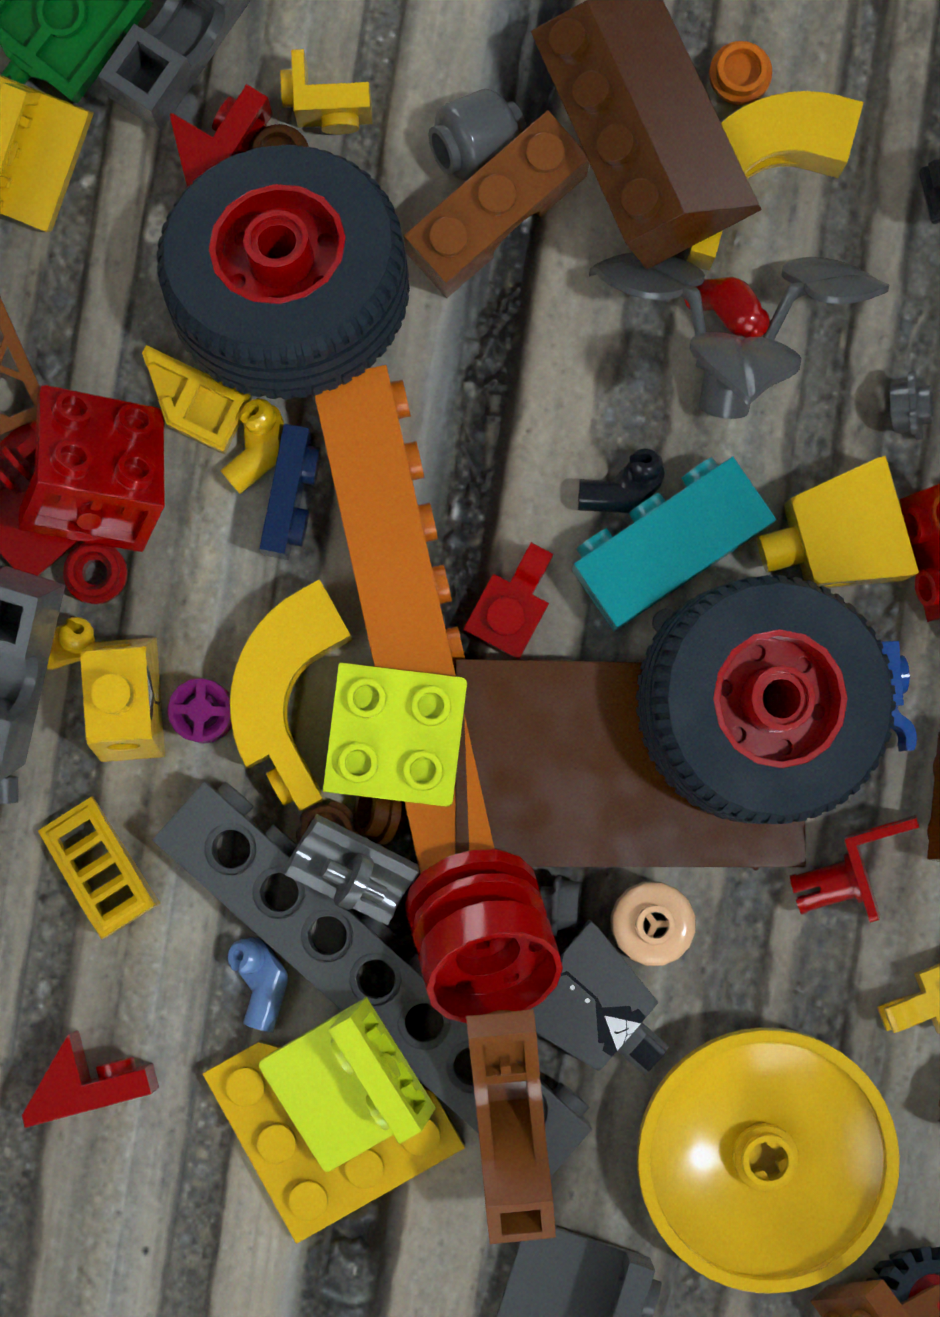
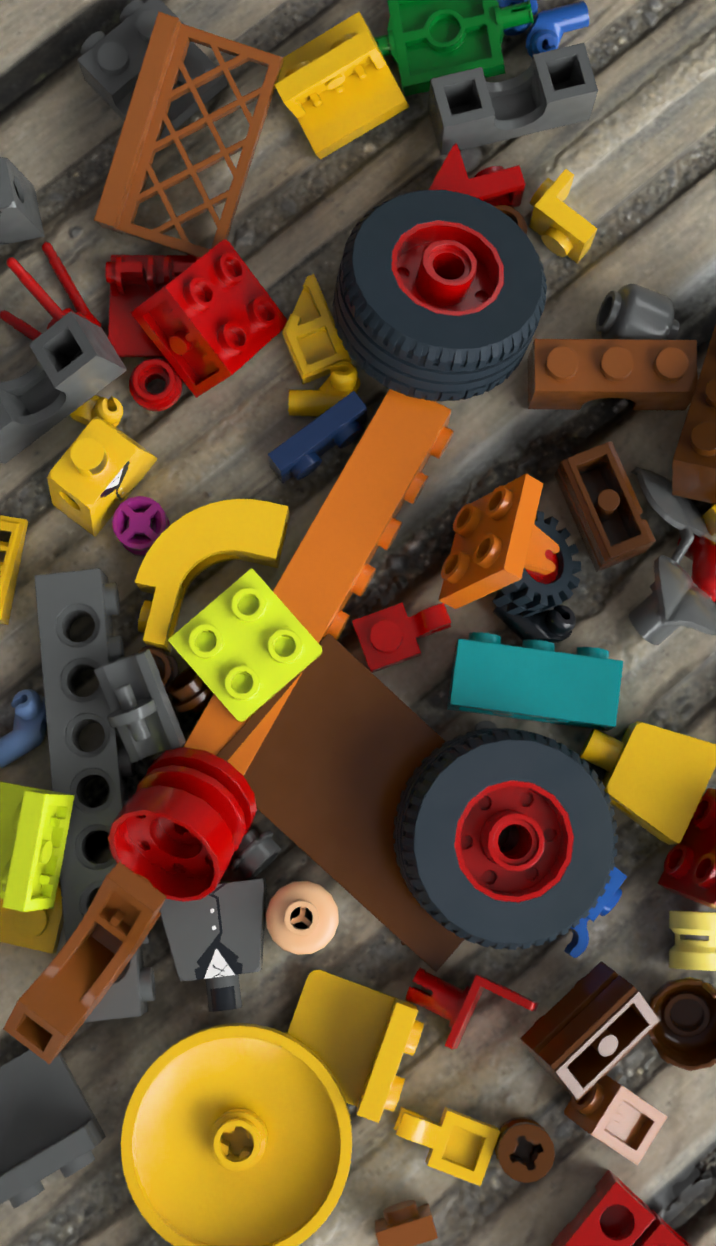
camera: 40 degrees right, 5 degrees down
(550, 447) = (509, 551): none -> orange plate
(595, 331) = (604, 506): none -> reddish brown brick
(790, 982) = (358, 1038): none -> yellow bracket

